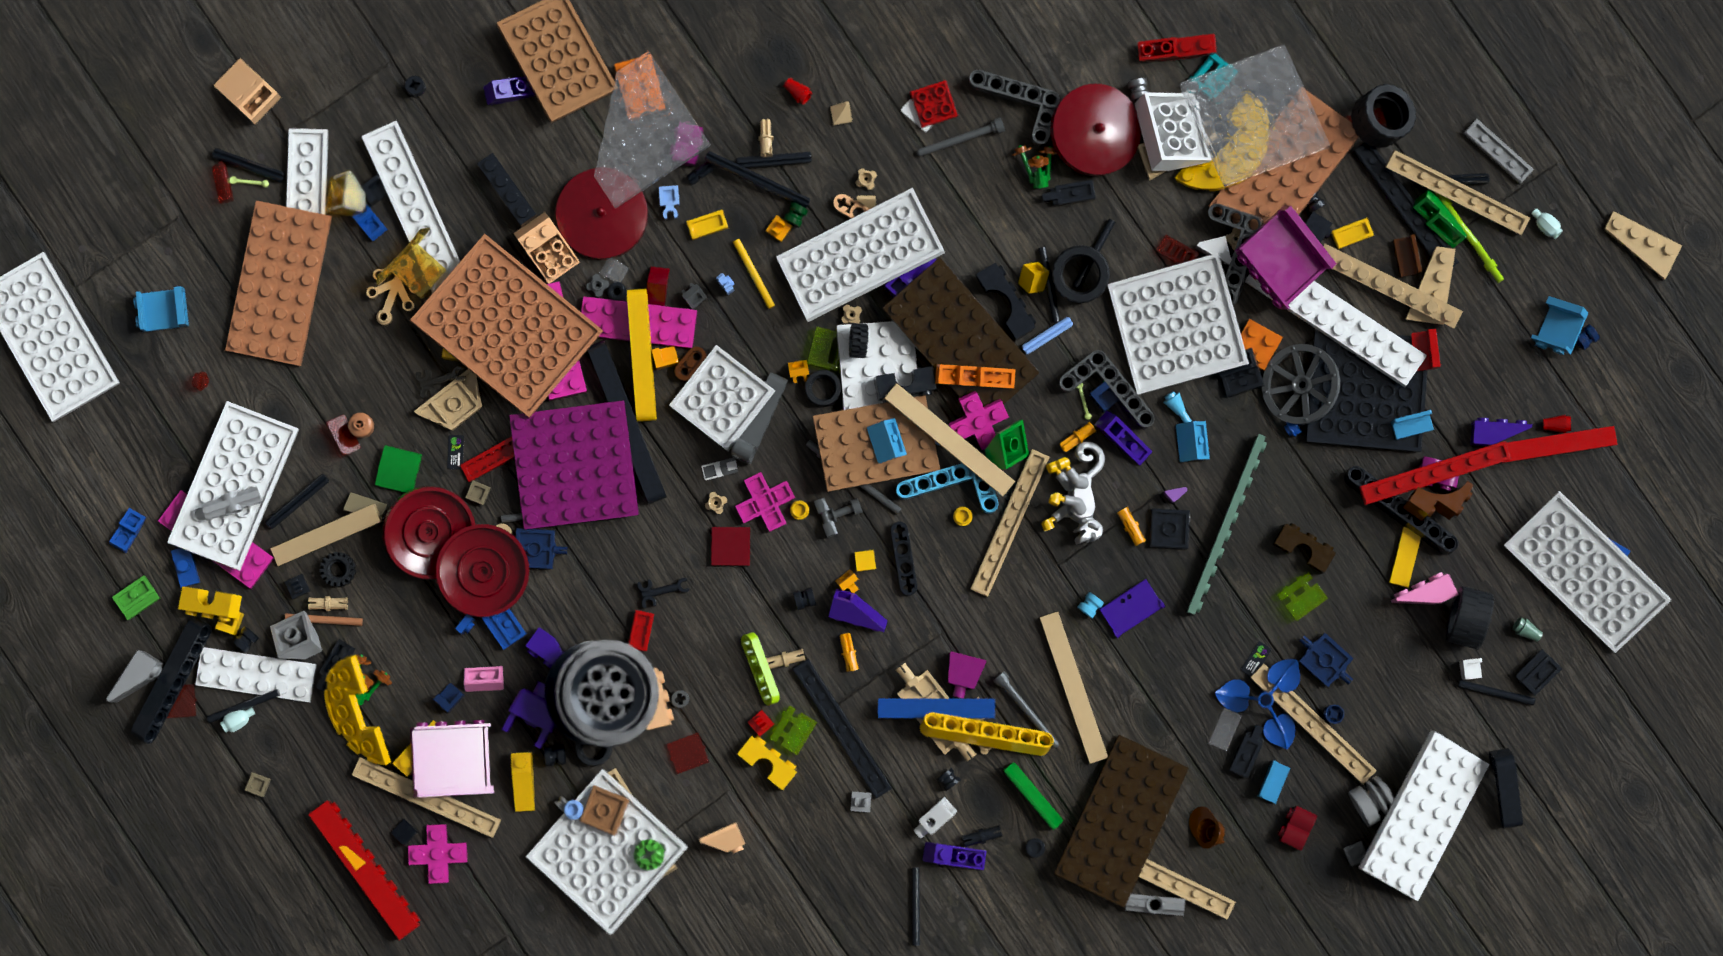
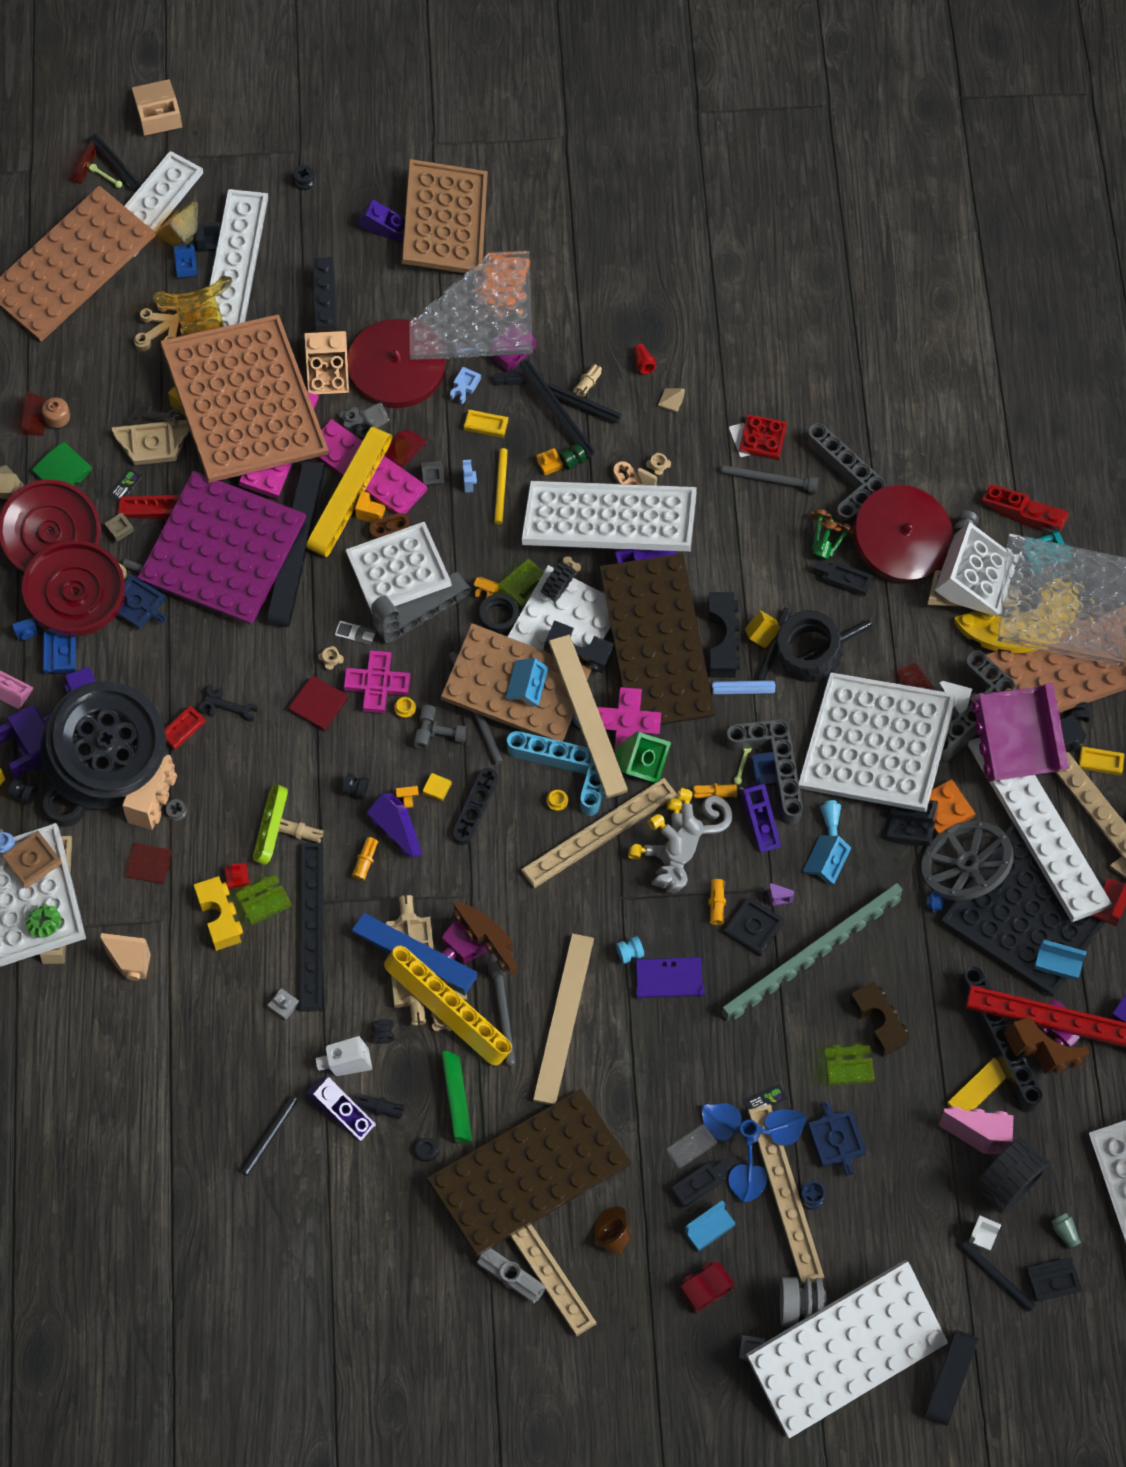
camera: 30 degrees right, 20 degrees down
(975, 376) = (649, 676): orange slope -> none
(975, 661) = (483, 929): none -> reddish brown slope

